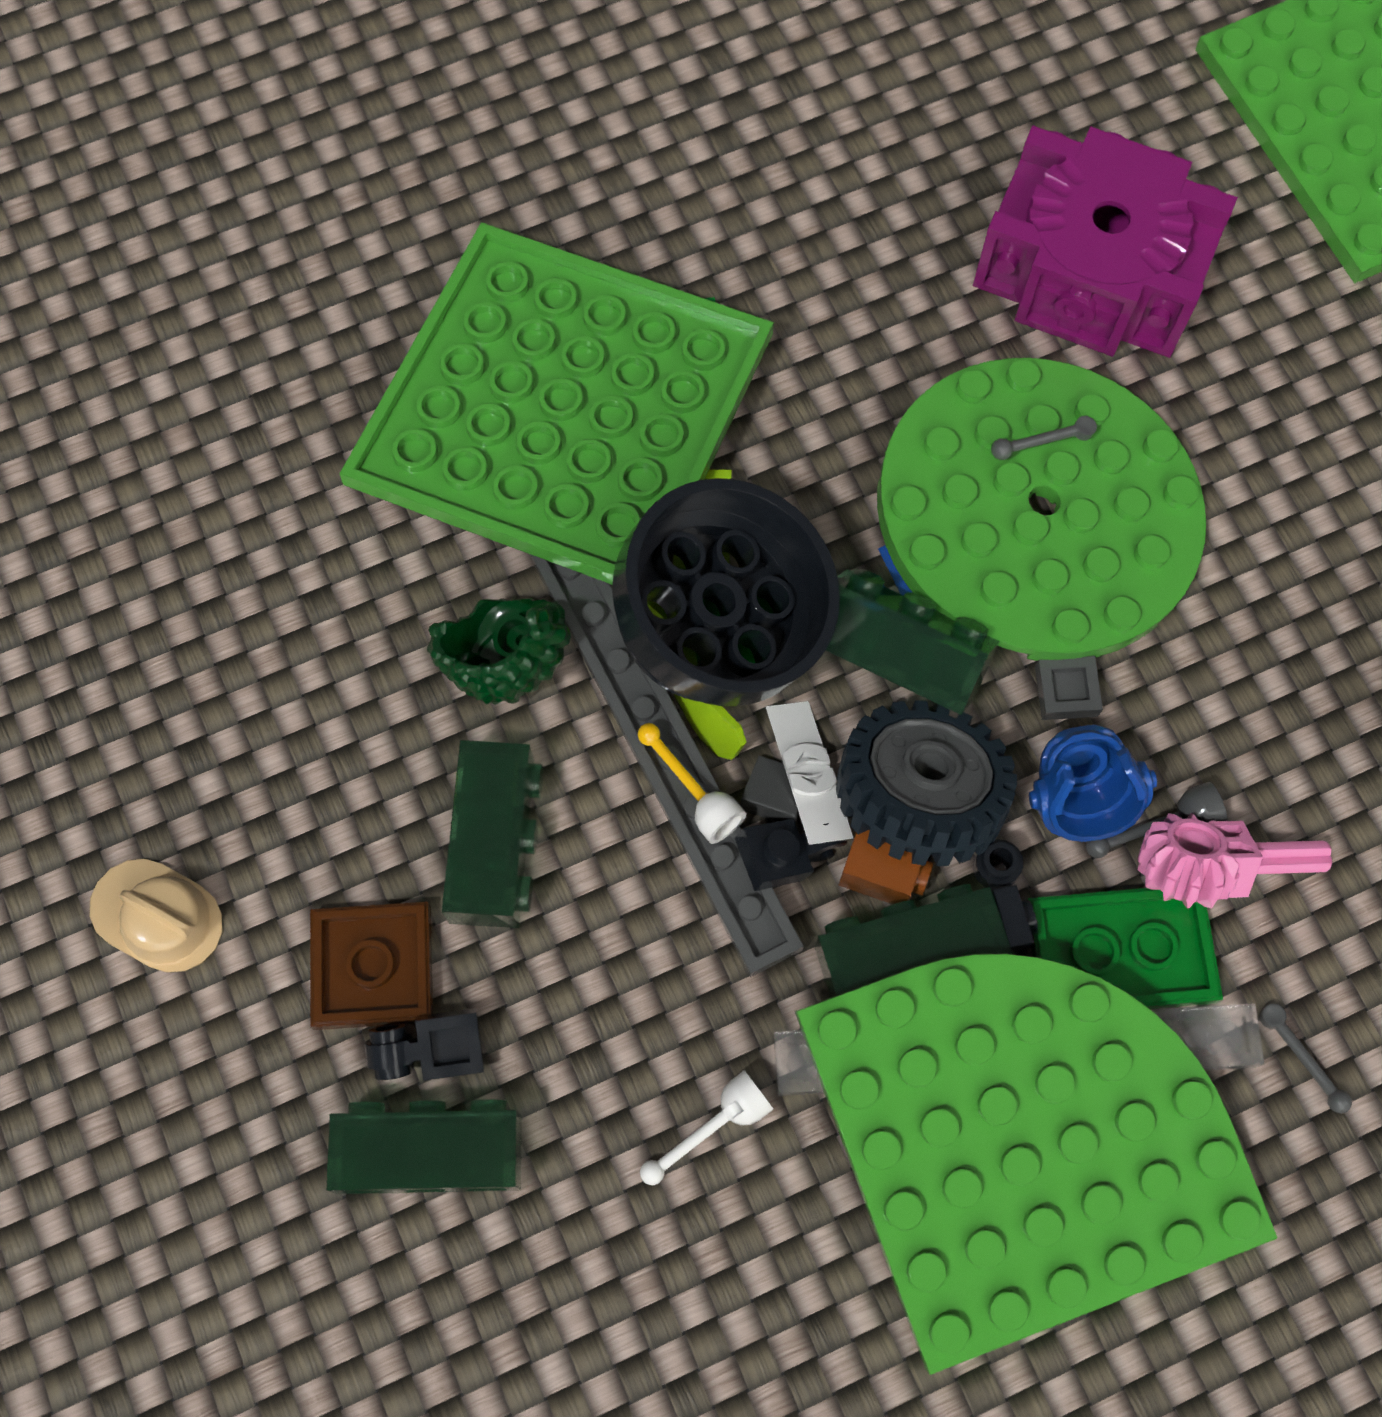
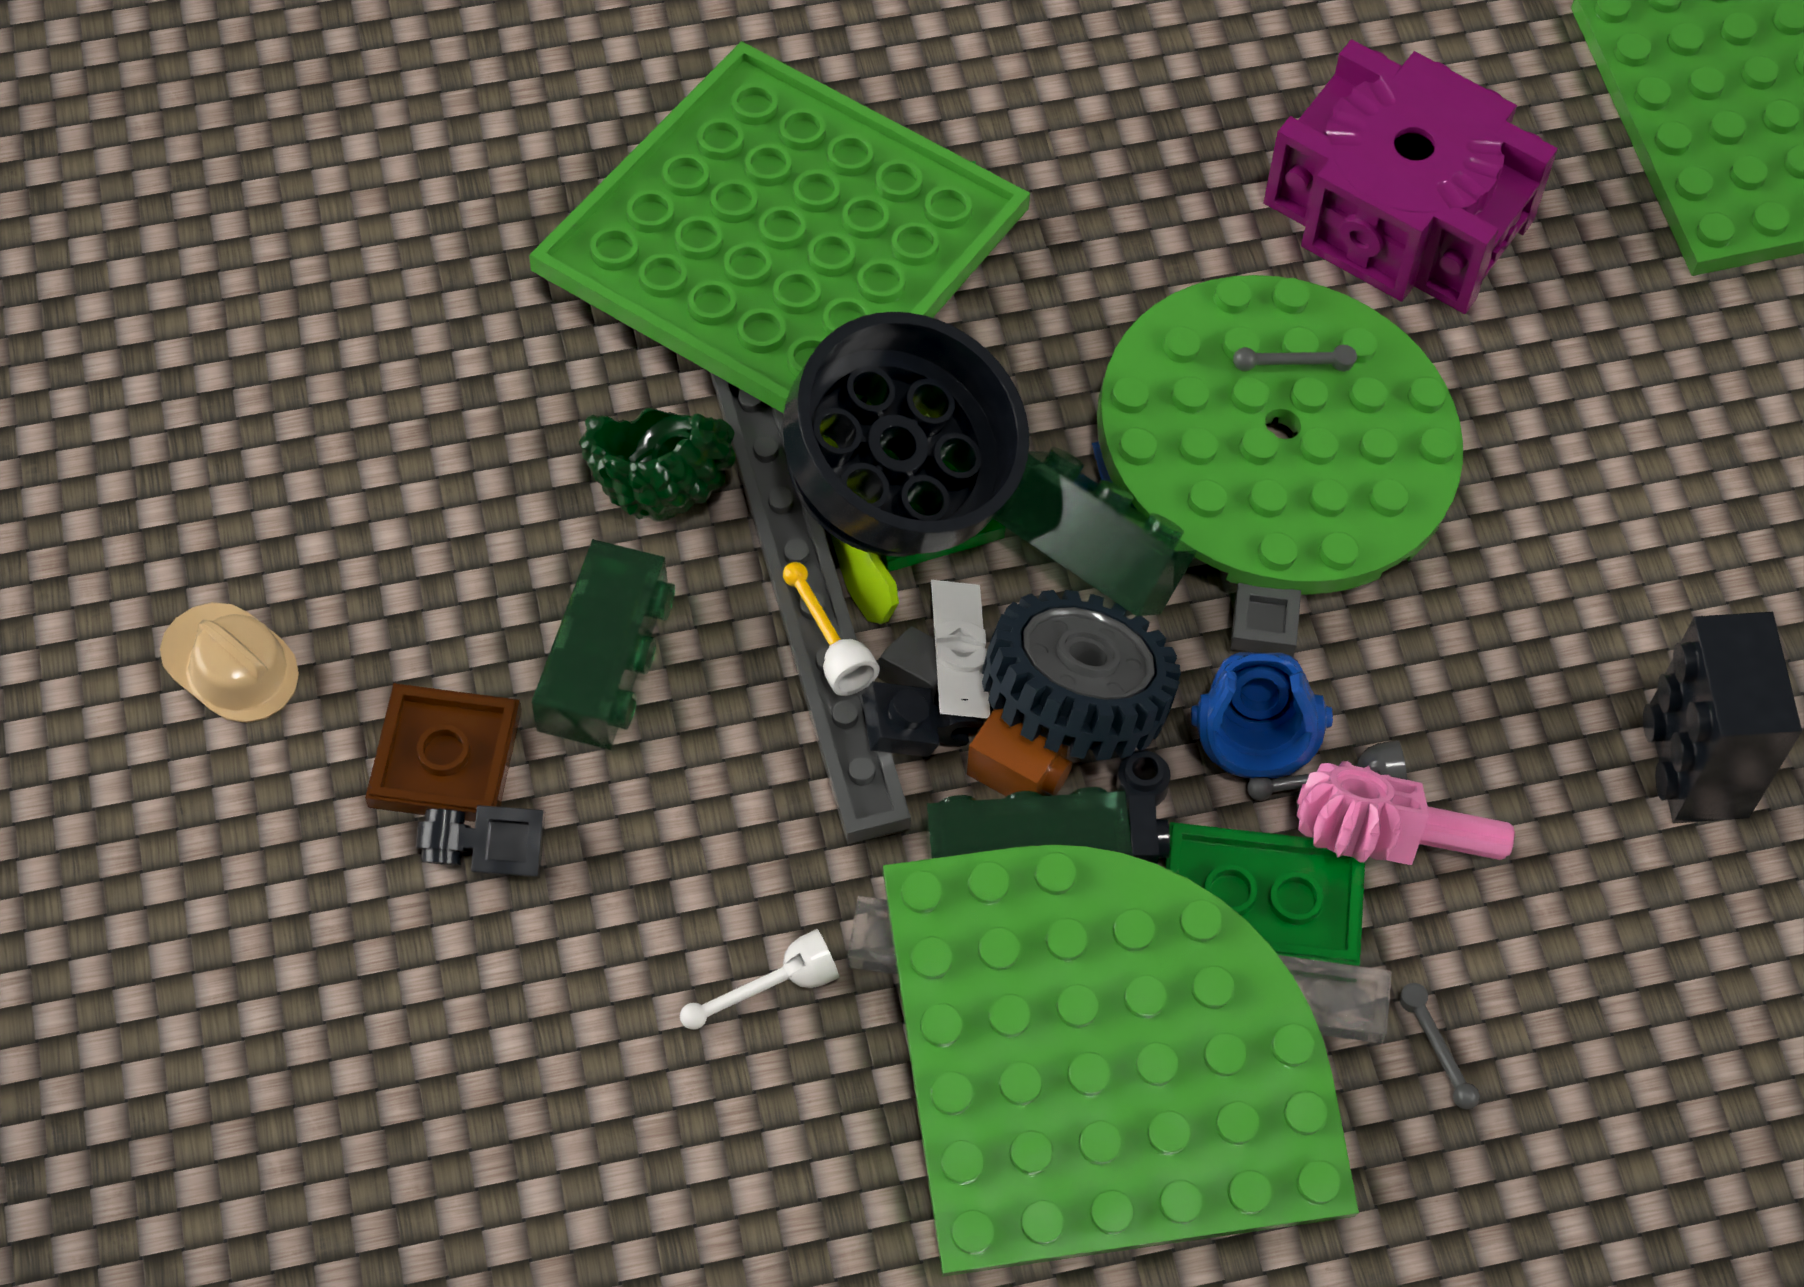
camera: 10 degrees right, 10 degrees down
(424, 1149) = (456, 940): clear green brick -> none

